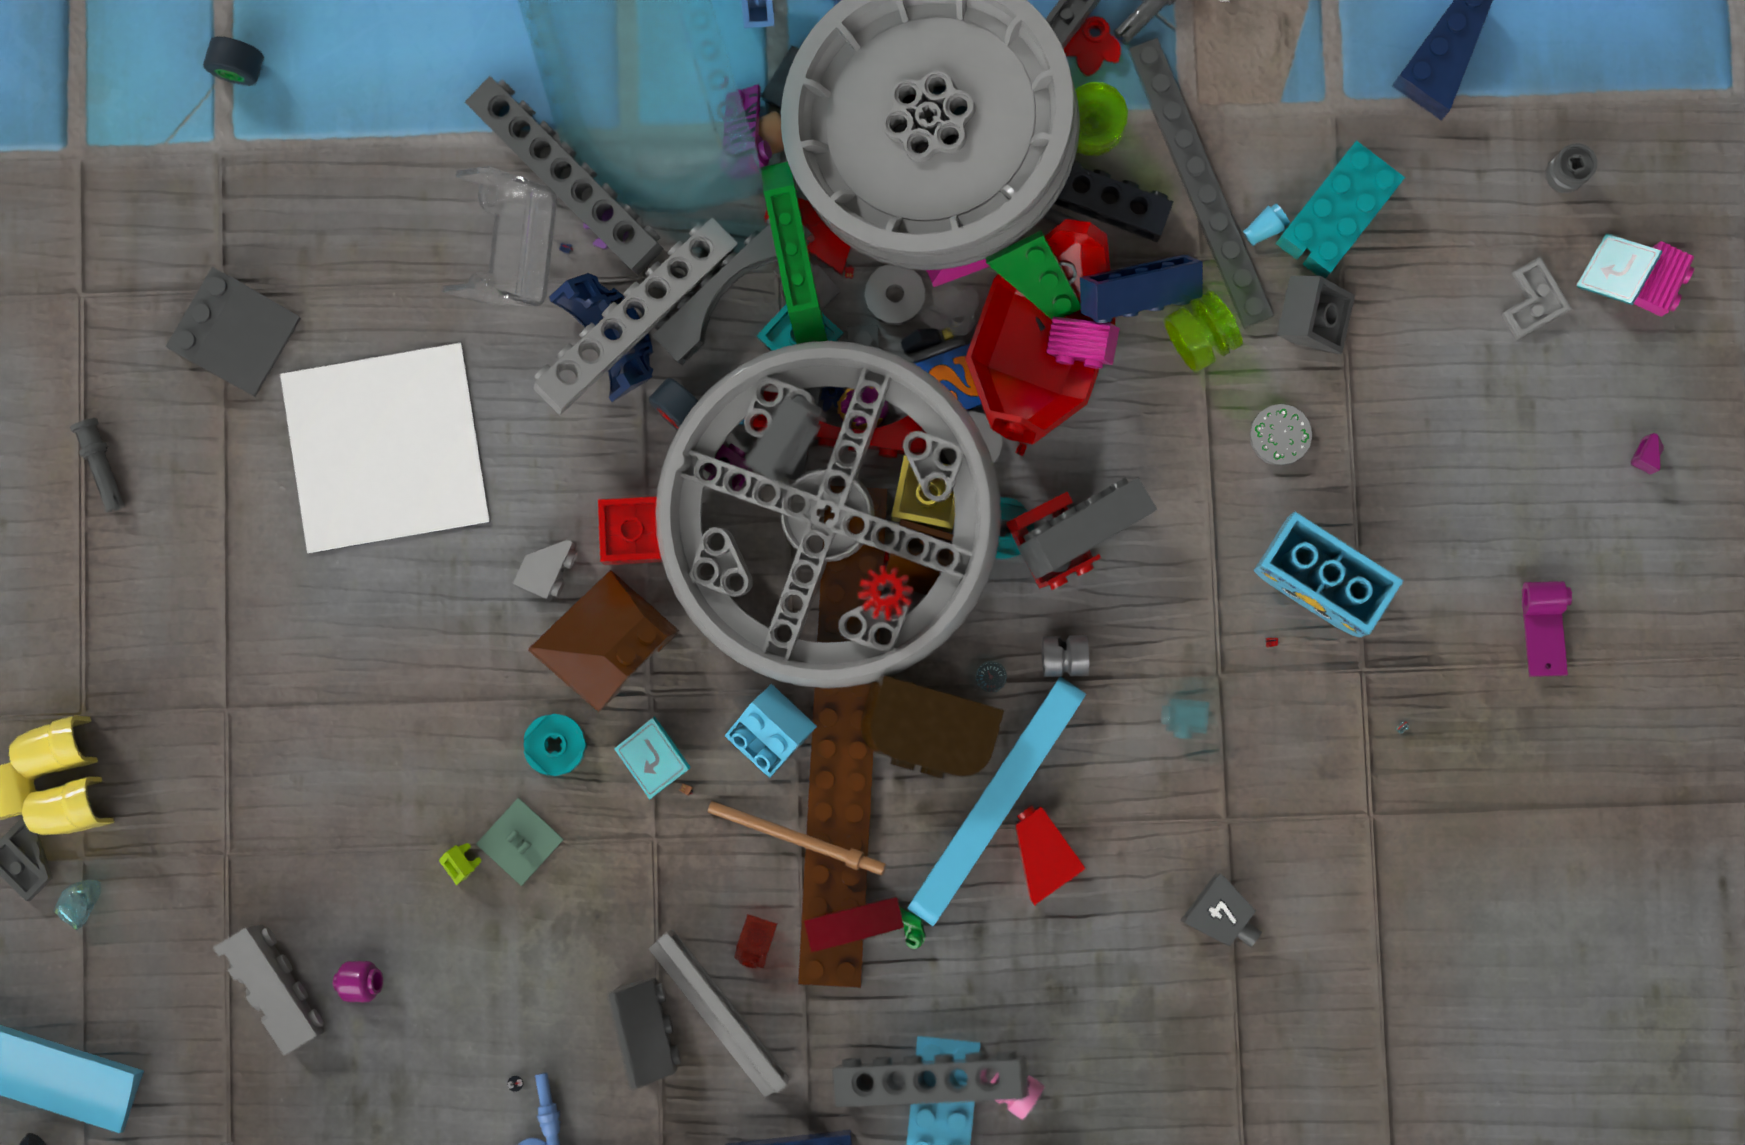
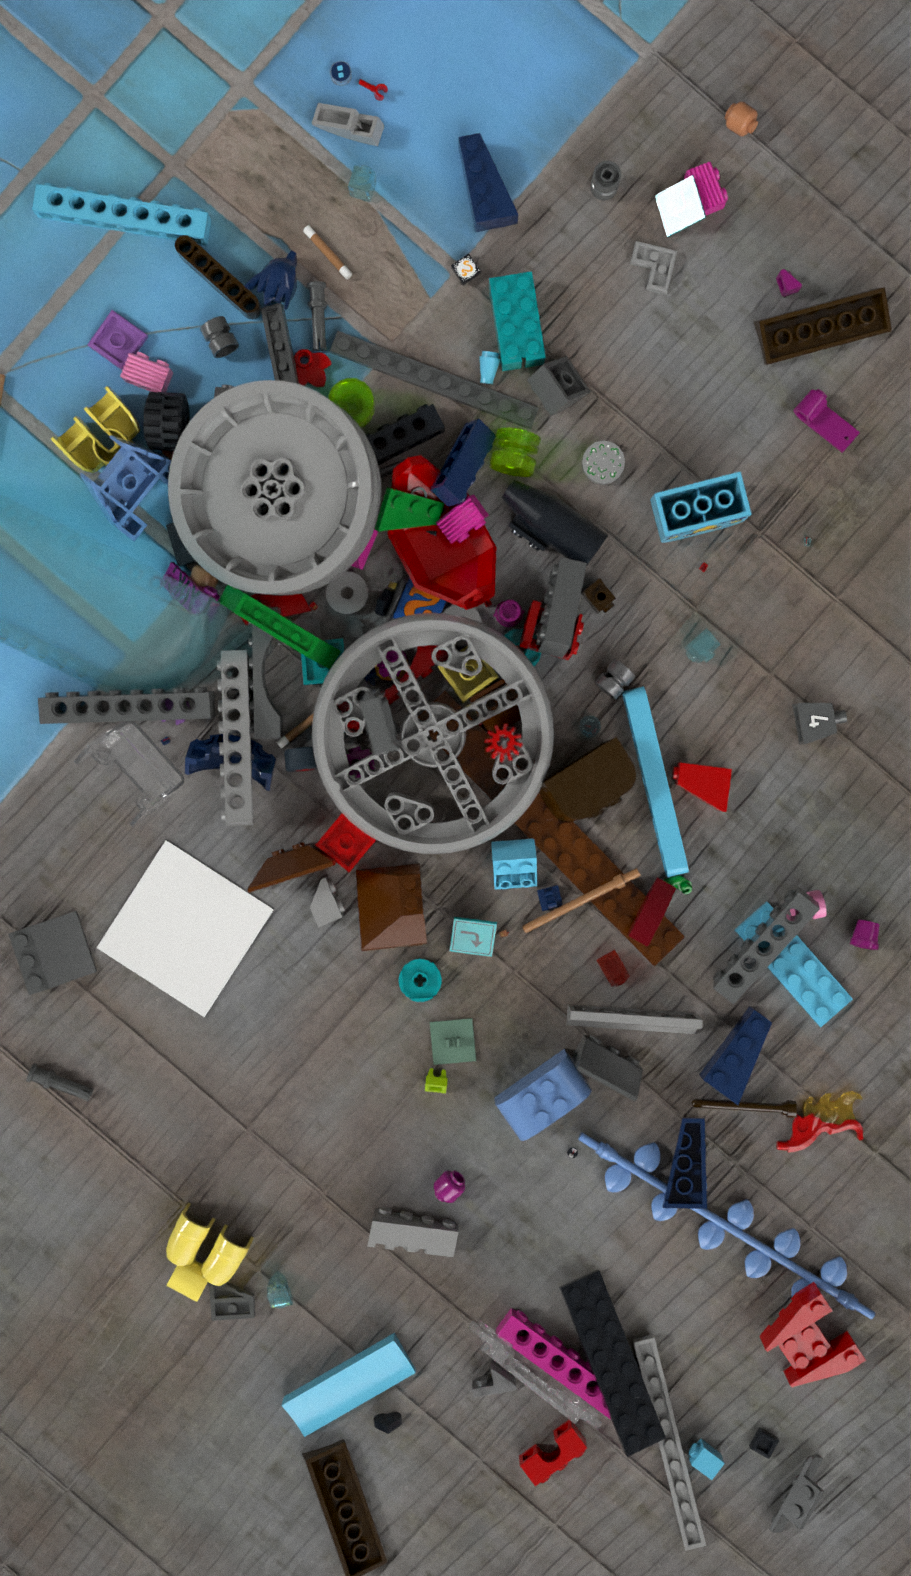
camera: 50 degrees left, 5 degrees up
(548, 990) = (543, 1096): none -> medium blue brick
(550, 491) = (290, 865): none -> reddish brown slope
(695, 373) = (295, 732): none -> medium nougat bar
(769, 803) = (549, 897): none -> dark blue tile
(1030, 481) = (508, 613): none -> magenta piece
(1136, 546) = (590, 595): none -> dark brown brick
(1167, 438) = (552, 523): none -> black piece
(1344, 110) = (465, 269): none -> tile
(1641, 533) = (823, 325): none -> dark brown arch

